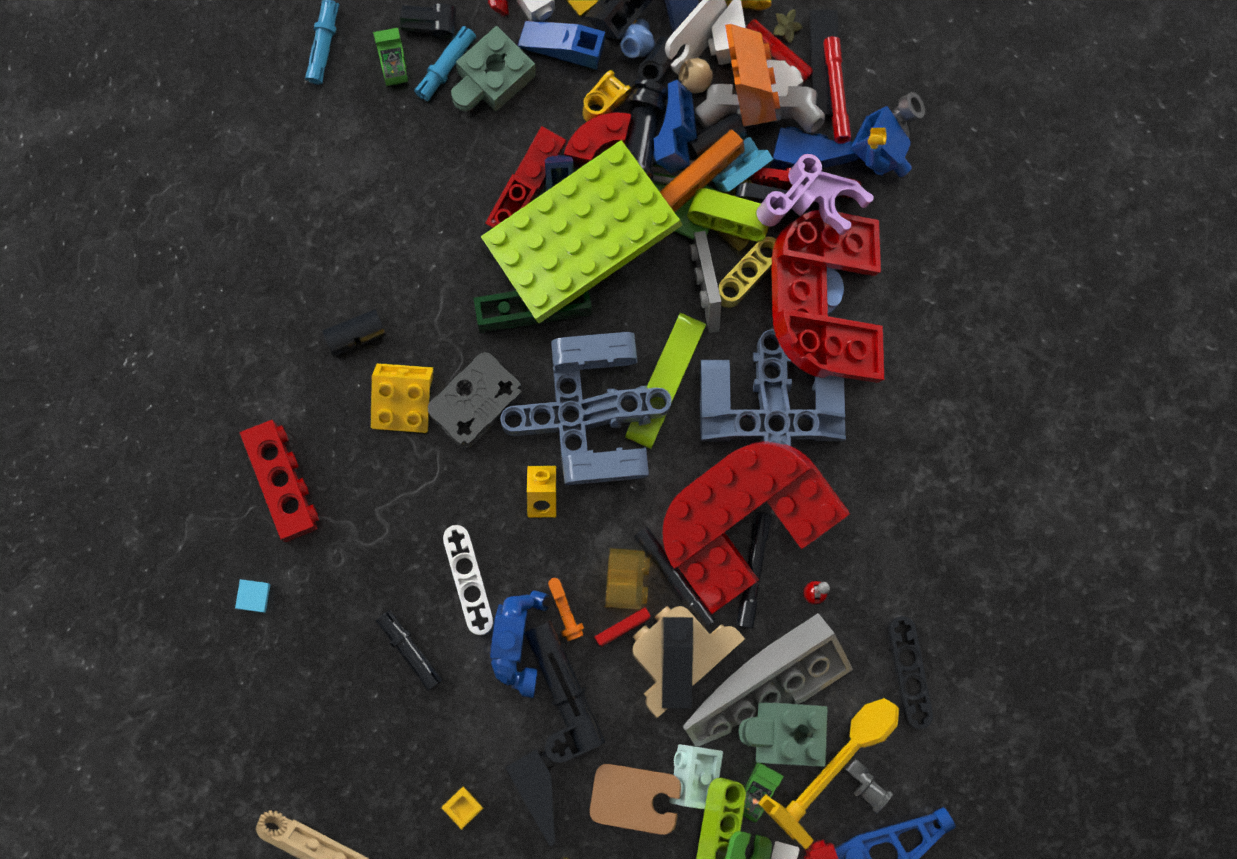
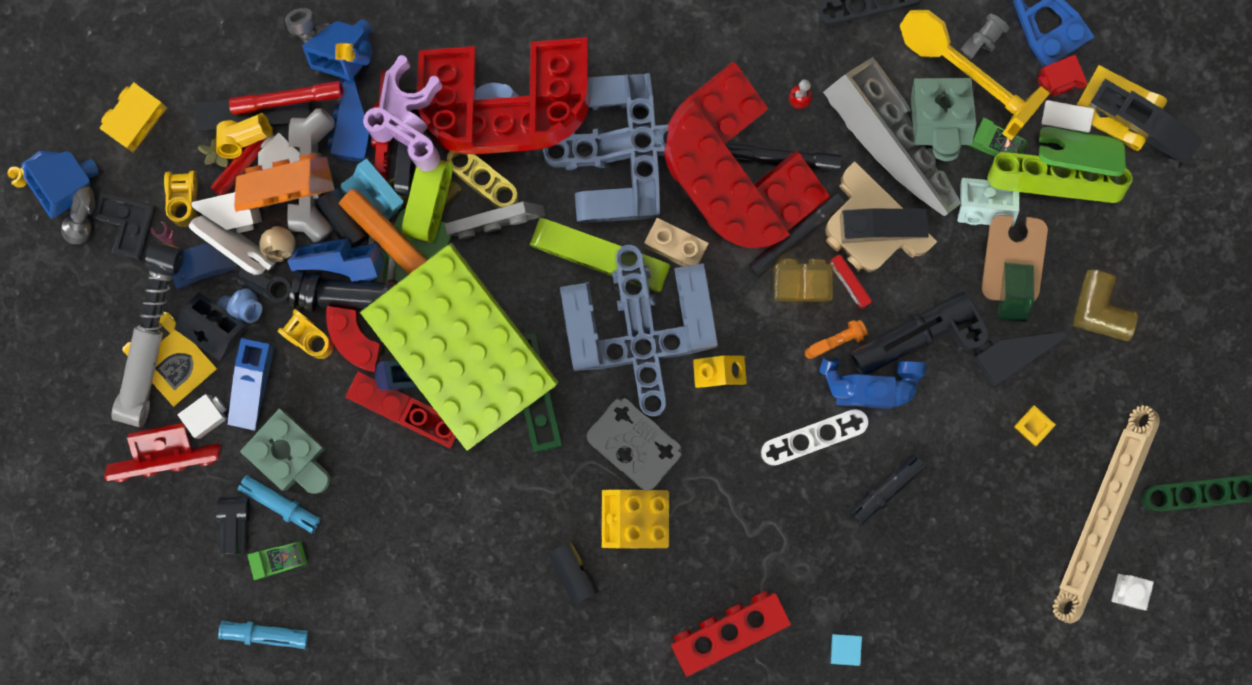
camera: 80 degrees left, 5 degrees up
(601, 798) = (1016, 292): none -> clear green slope
(671, 454) = (675, 244): none -> tan brick
(803, 42) = (234, 136): none -> yellow piece

